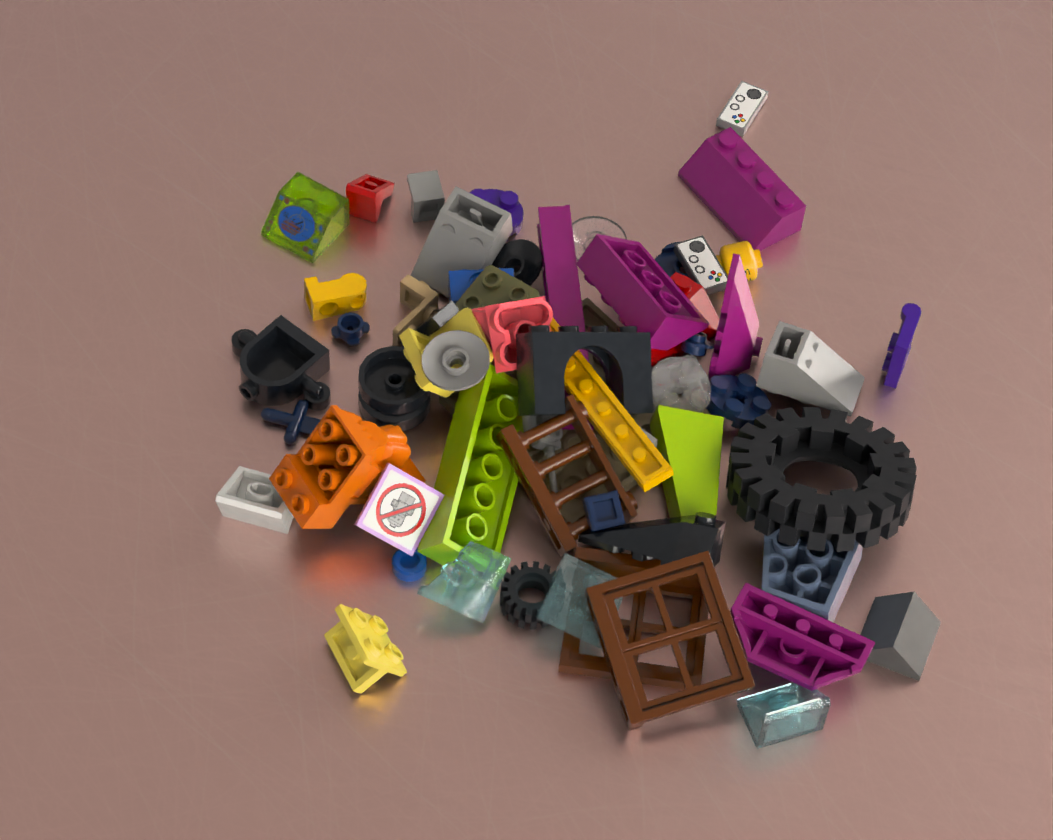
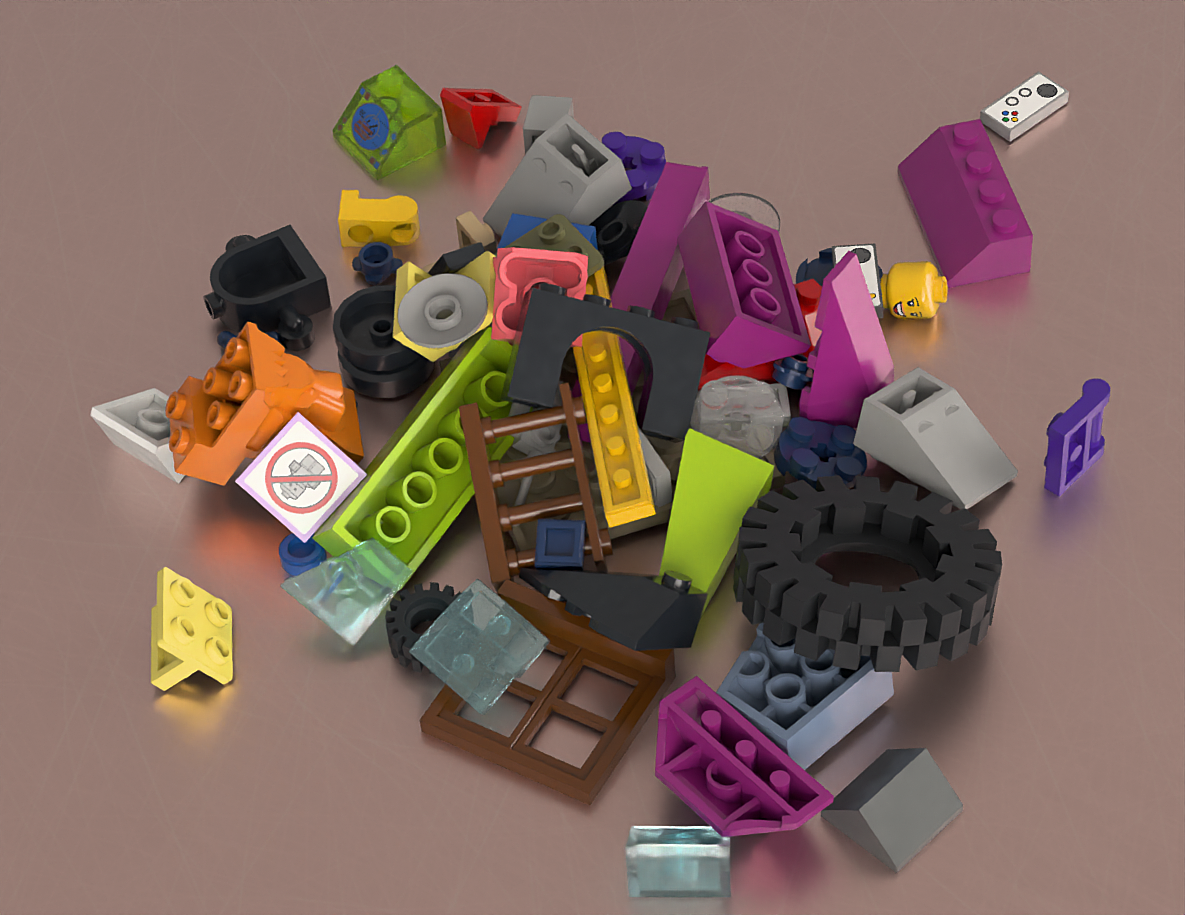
camera: 30 degrees right, 5 degrees down
(620, 654) = (485, 717): reddish brown window -> none

